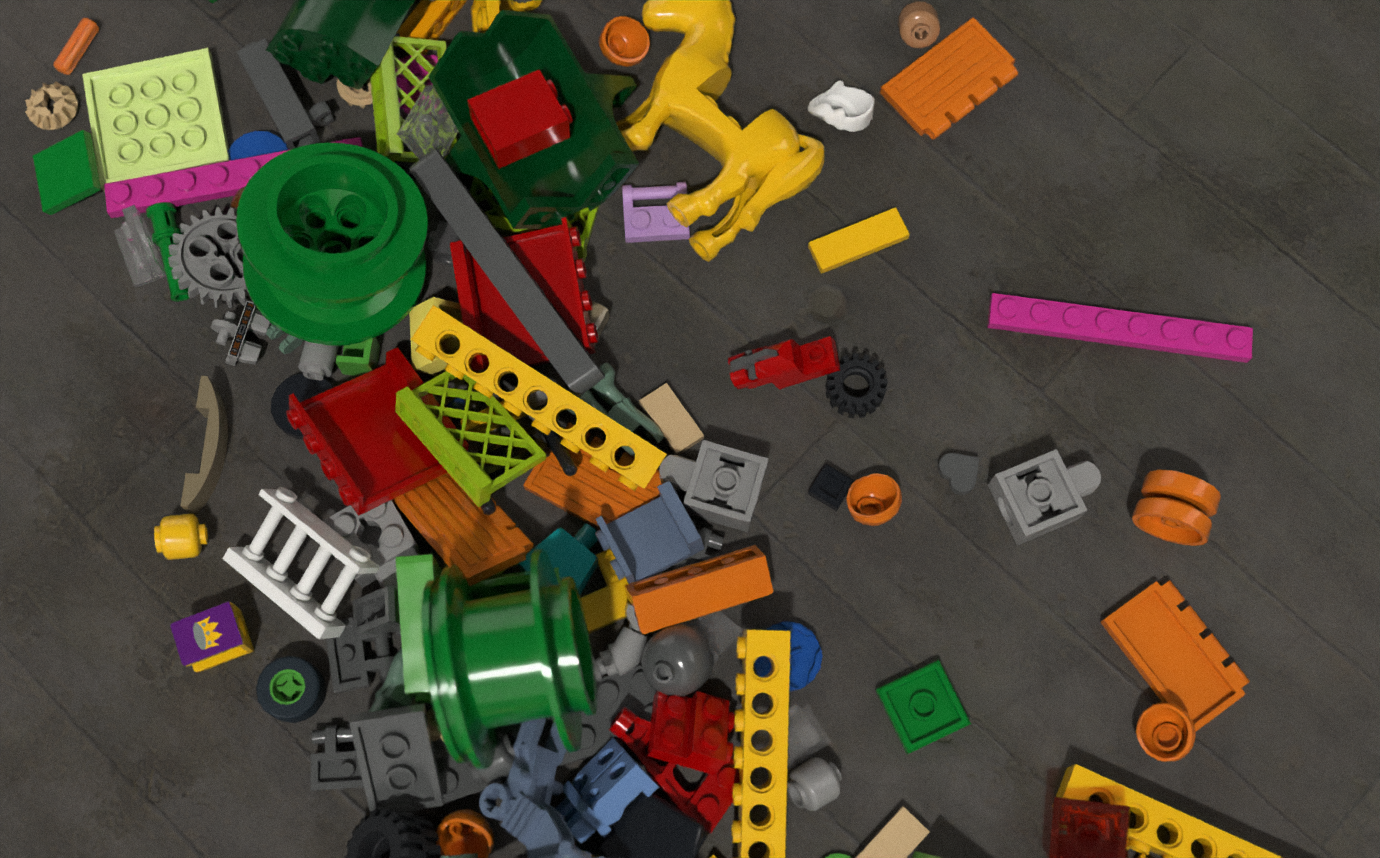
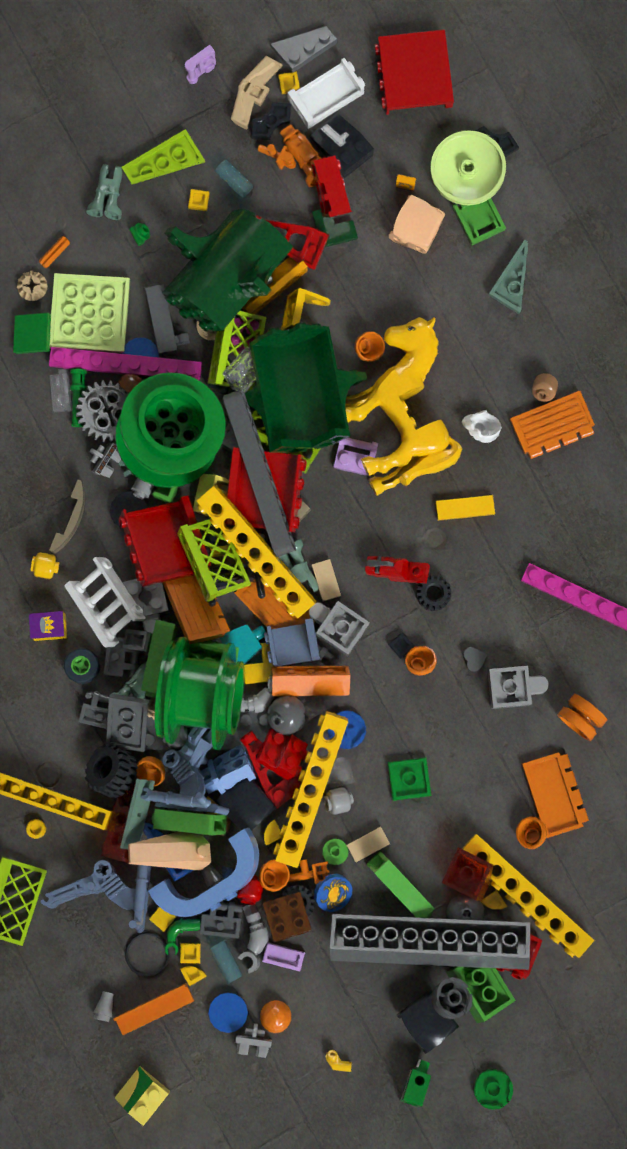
camera: 20 degrees right, 10 degrees up
(520, 118) = (293, 387): red brick -> none

